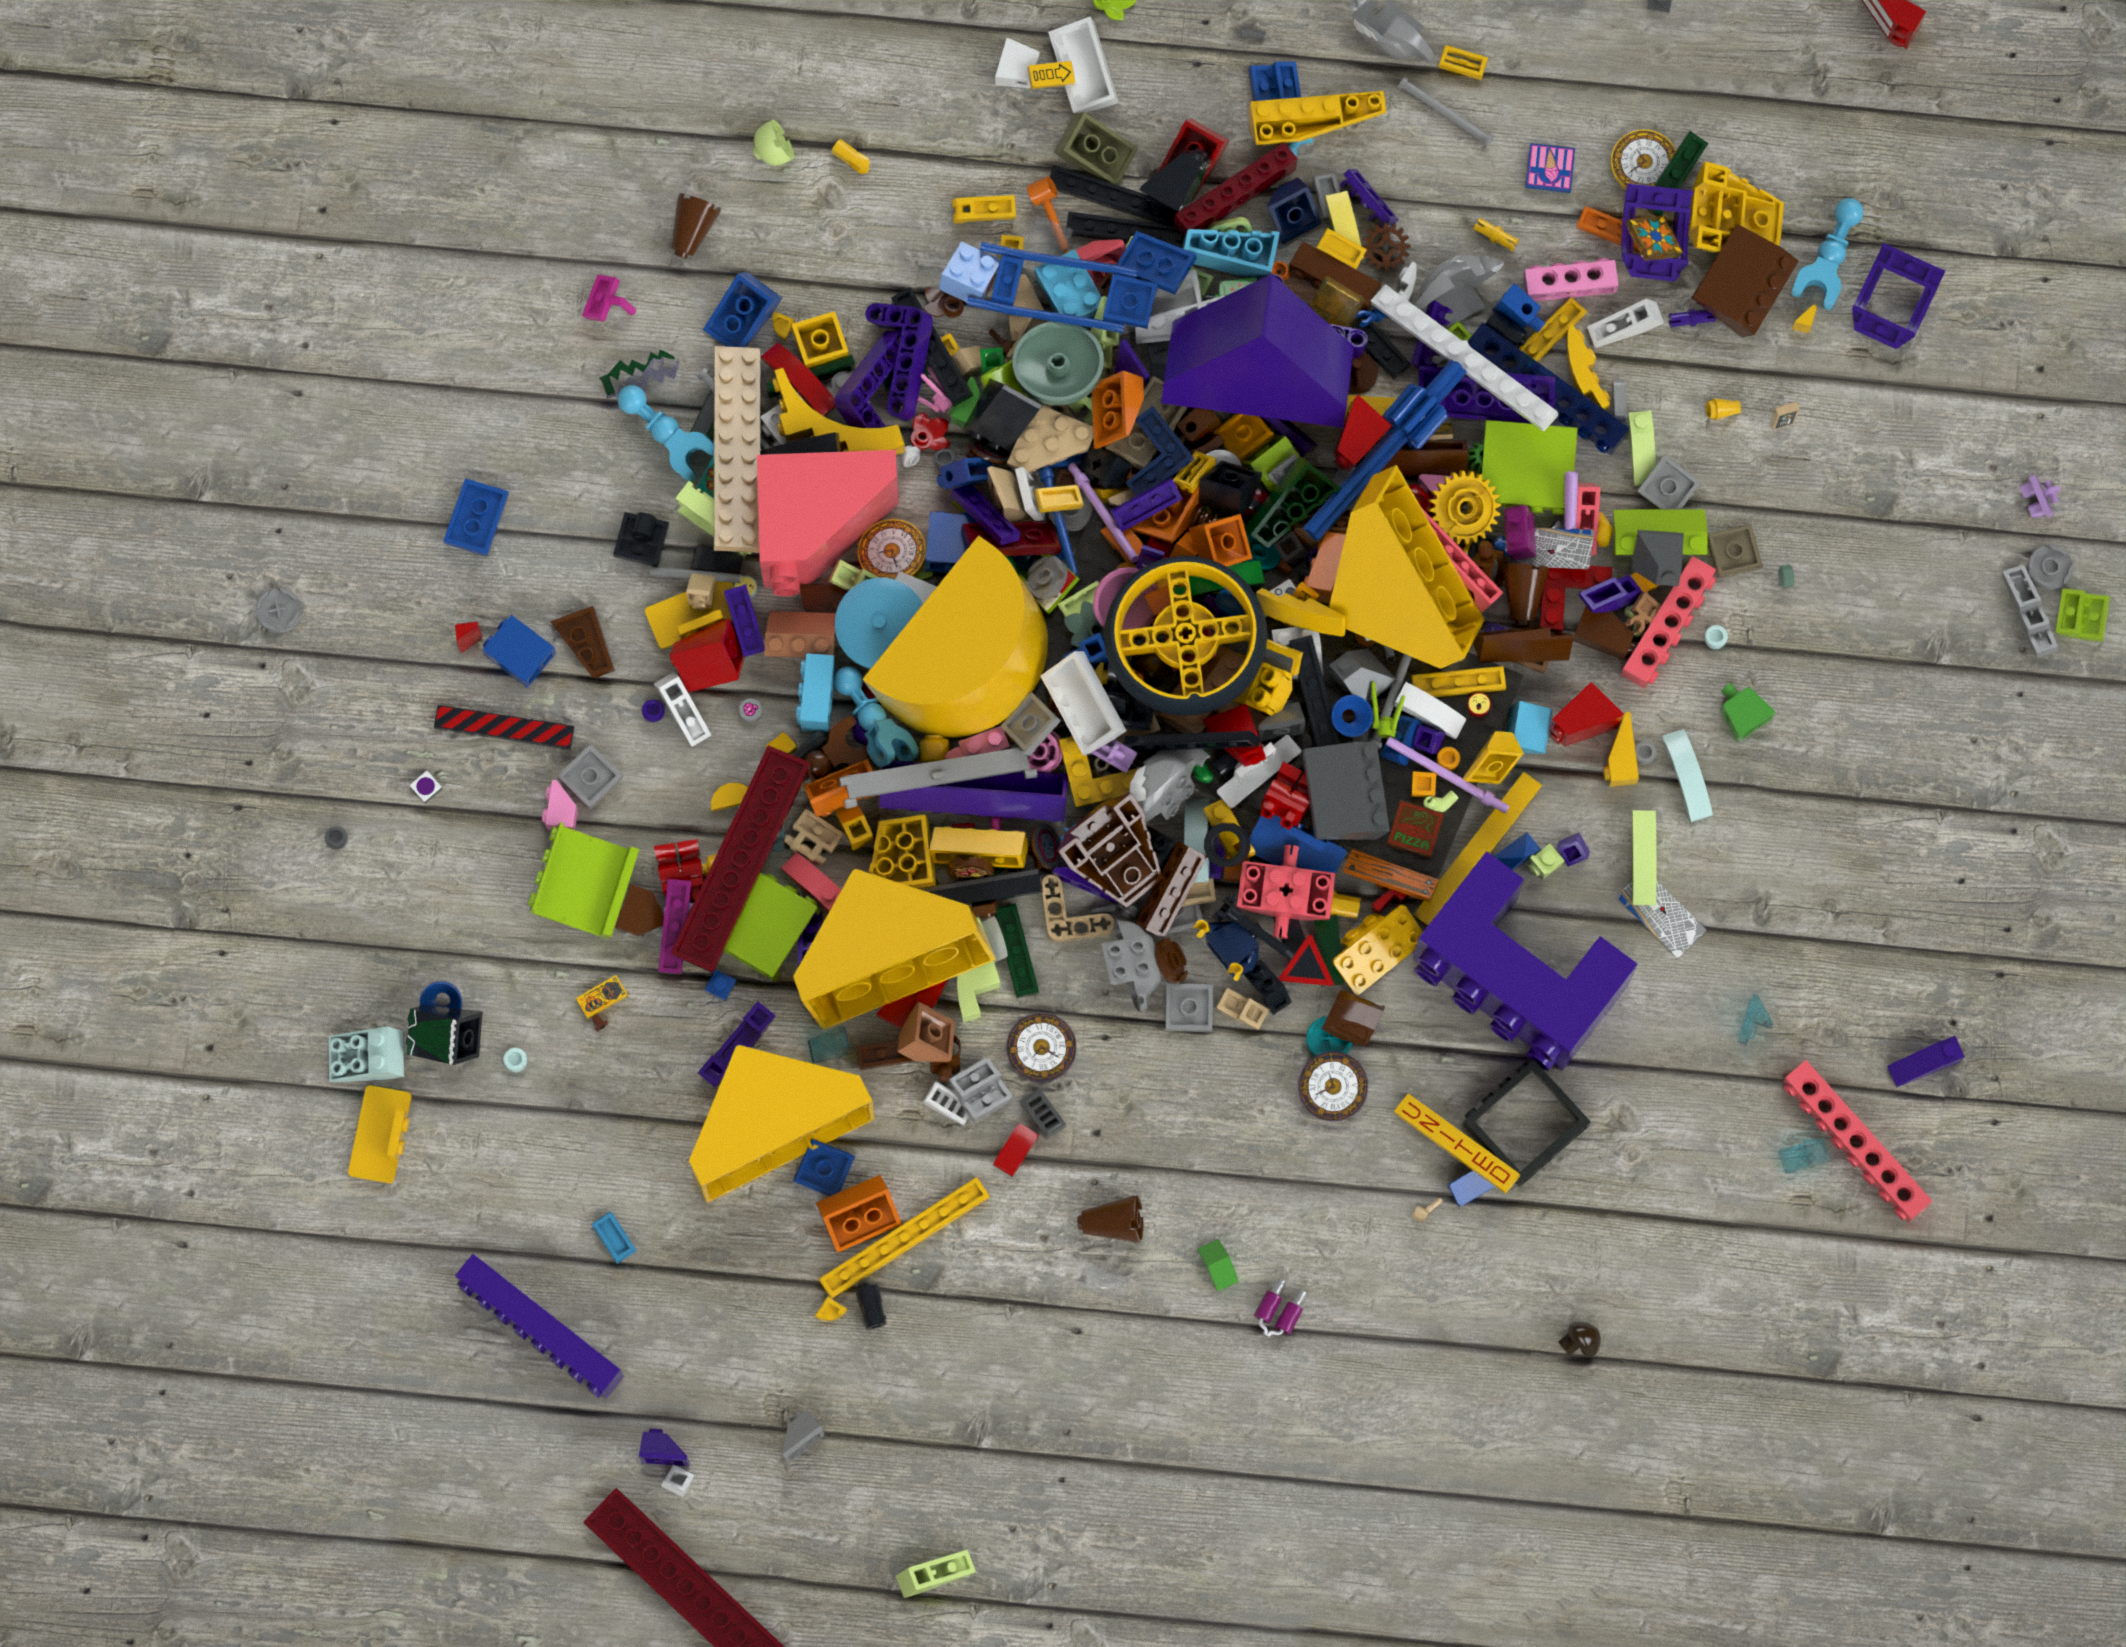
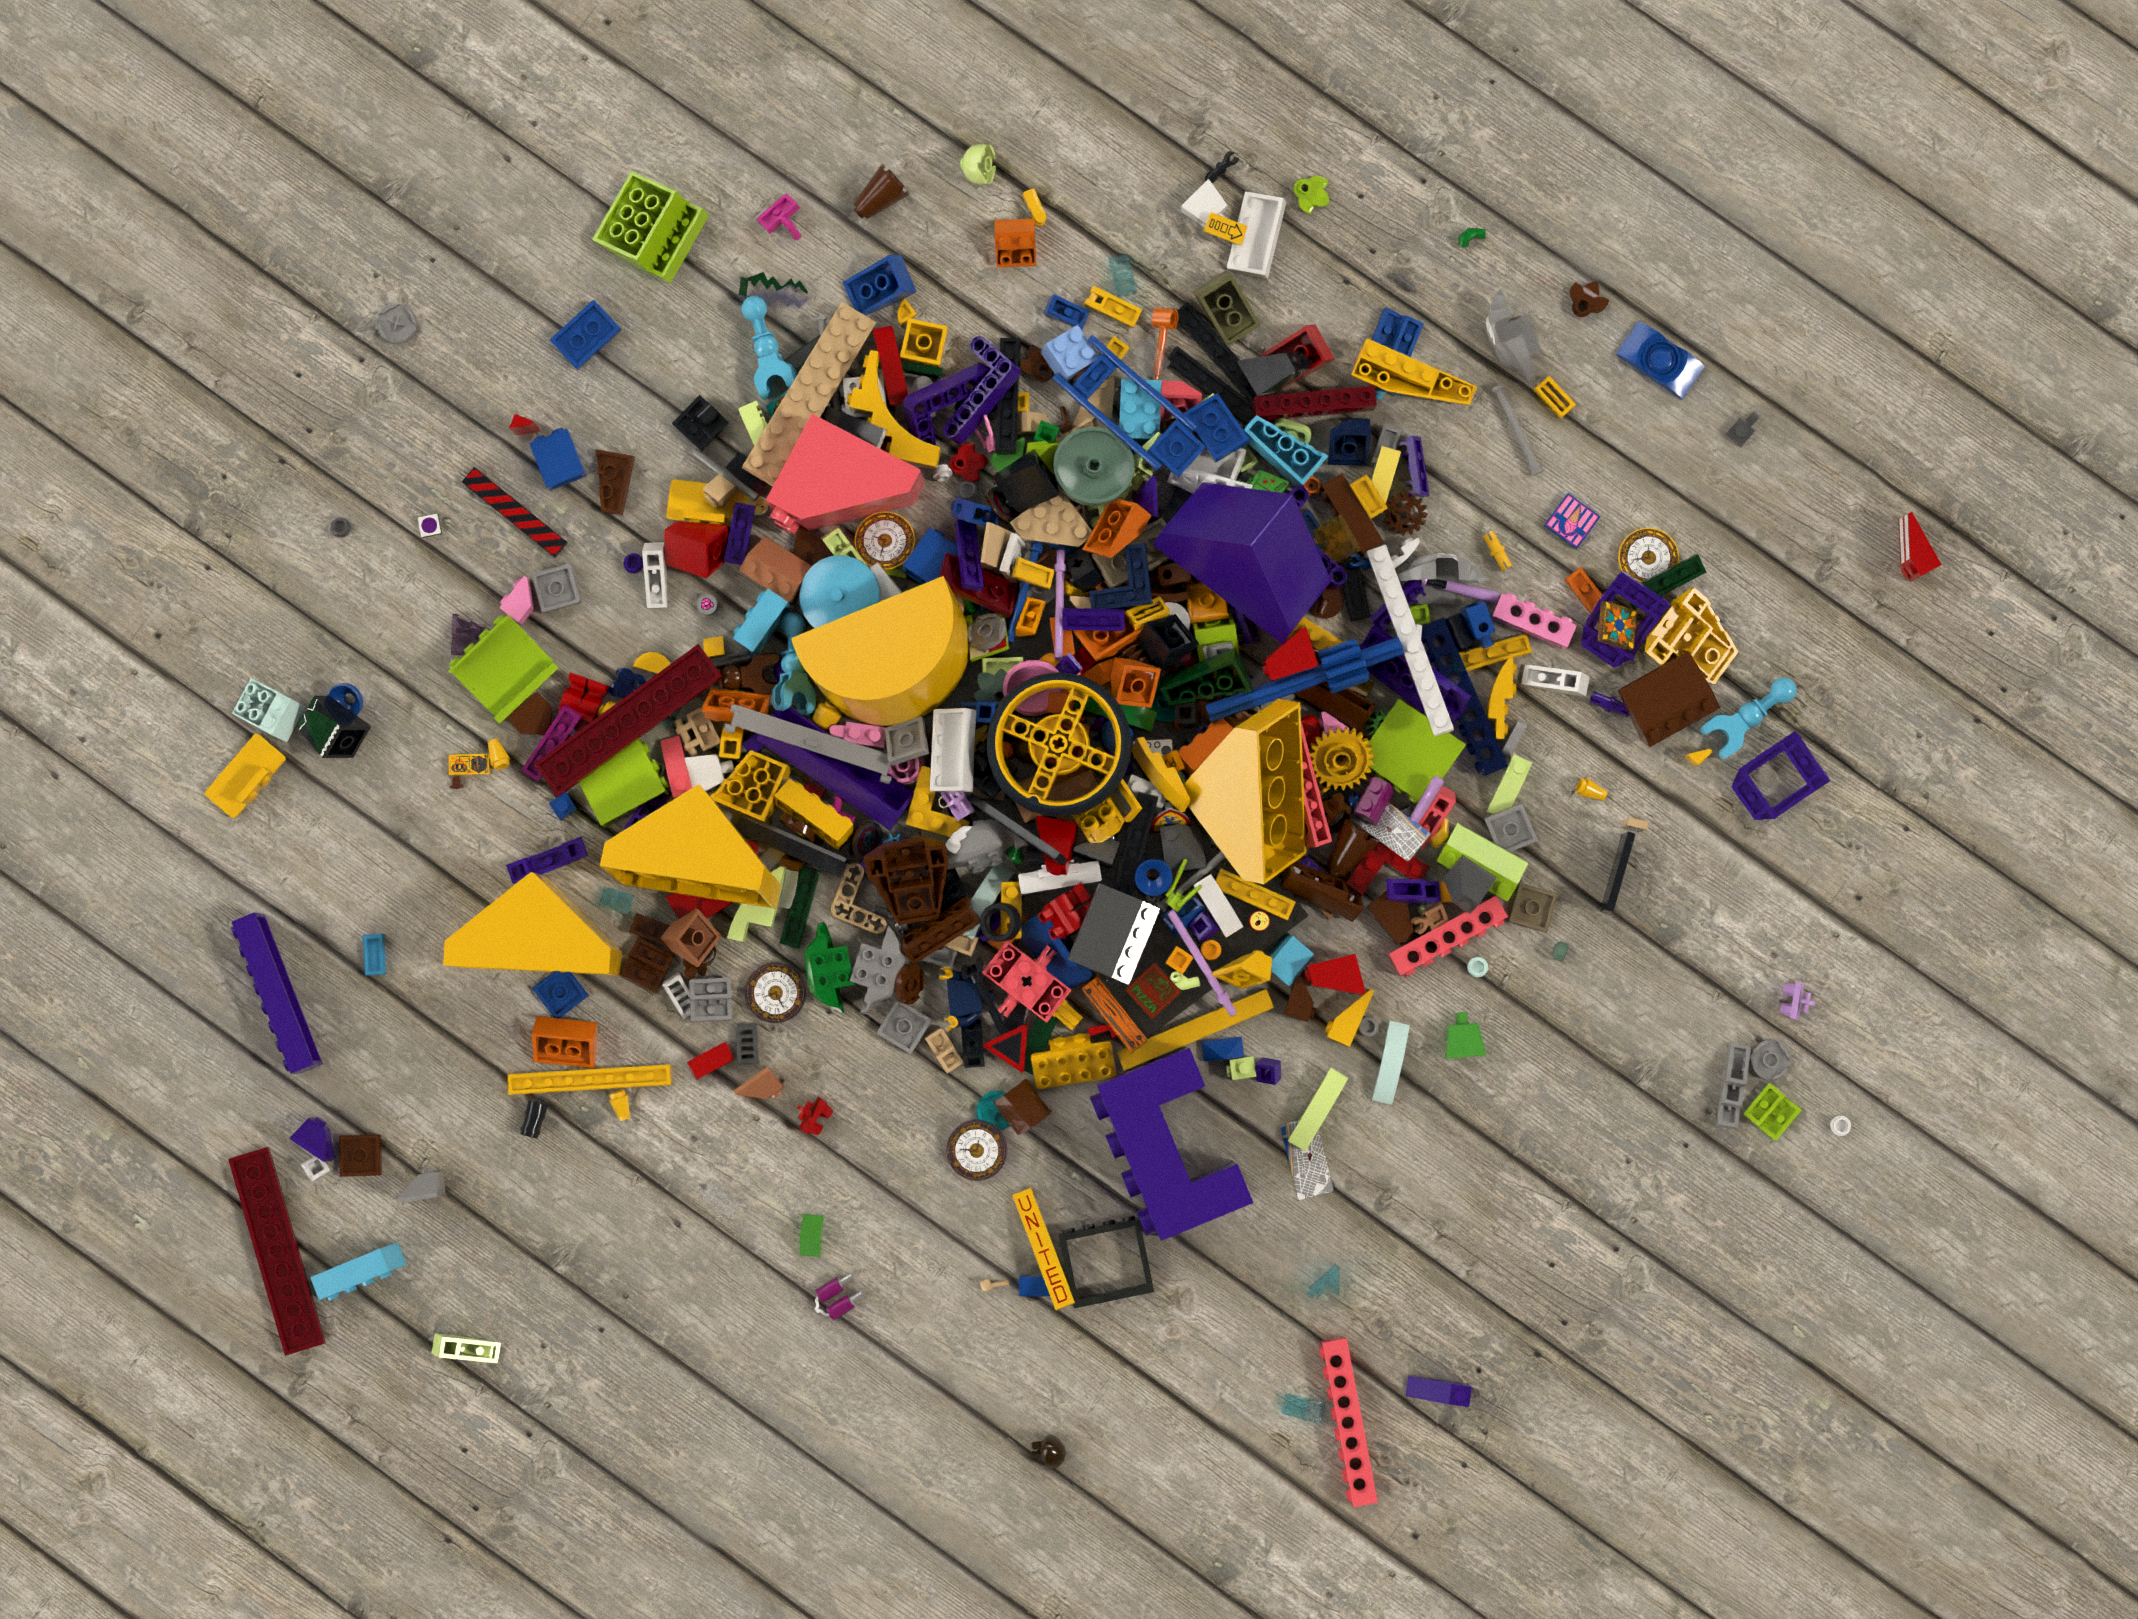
camera: 35 degrees right, 10 degrees up
(481, 378) = (651, 227): none -> lime slope
(515, 1060) = (378, 776): light aqua tile -> none
(523, 873) = (463, 634): none -> clear purple slope
(627, 972) = (498, 756): none -> yellow cone
(713, 833) = (625, 683): none -> clear blue plate
(715, 1444) = (360, 1155): none -> reddish brown tile
(780, 1559) = (358, 1271): none -> medium azure wedge
(830, 1310) = (503, 1103): yellow tile -> none
(844, 862) = (708, 771): none -> white torso
(852, 199) = (1015, 242): none -> orange slope
(876, 814) = (752, 744): none -> dark purple slope
(896, 1093) = (647, 965): none -> reddish brown slope
(939, 238) = (1066, 311): none -> blue slope
(950, 1243) = (620, 1104): none -> yellow cone
(983, 190) = (1120, 292): none -> clear light blue slope
(1011, 22) = (1221, 167): none -> black piece
(1081, 541) = (1030, 617): none -> light orange slope
(1081, 990) = (827, 969): none -> green animal
(1082, 1143) = (762, 1085): none -> nougat slope
(1114, 1220) = (752, 1159): reddish brown cone -> none
(1147, 1144) = (810, 1114): none -> red hips
(1332, 649) = (1168, 818): none -> shield
(1483, 288) = (1463, 589): none -> lavender piece
(1564, 765) = (1299, 1002): none -> reddish brown slope
(1795, 469) = (1617, 872): none -> black tile

